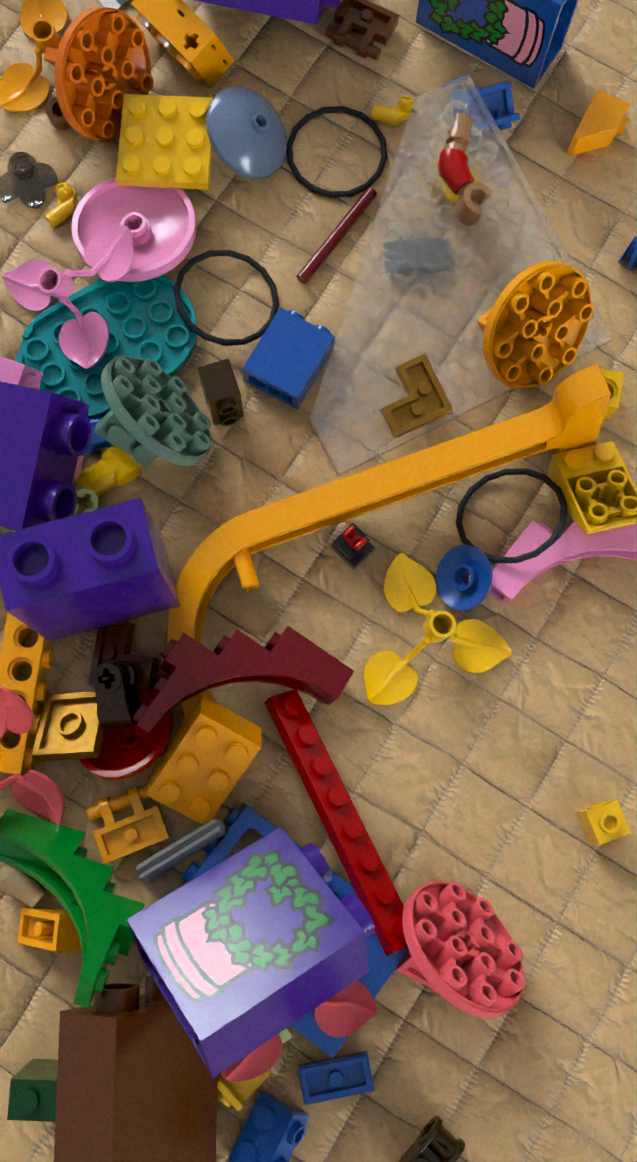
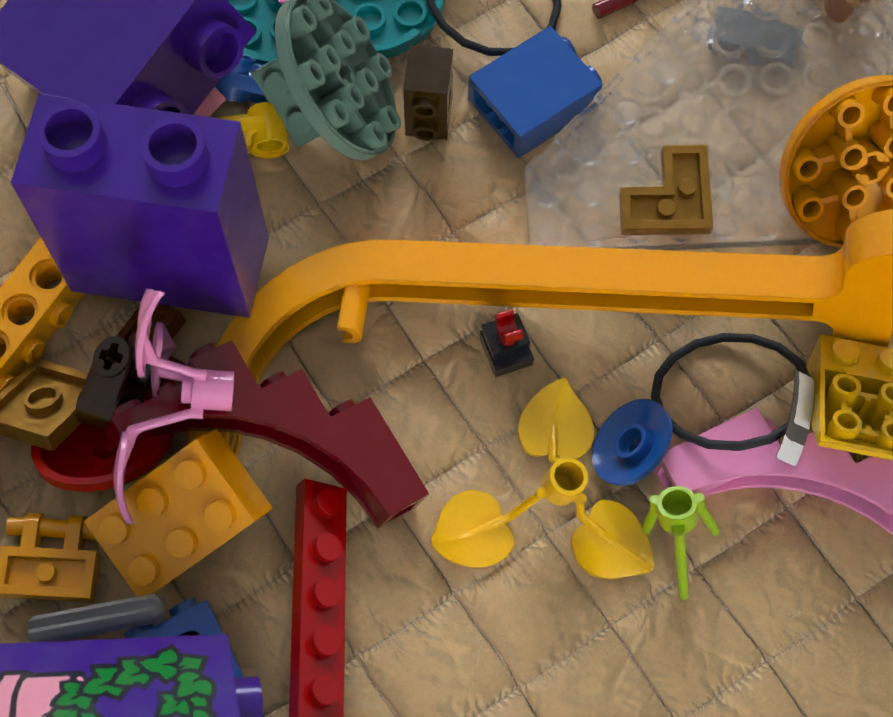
camera: 30 degrees right, 10 degrees down
(184, 678) = (200, 388): none -> bright pink plant
(518, 616) = (678, 515): none -> lime plant
(565, 518) = (799, 419): none -> white sticker

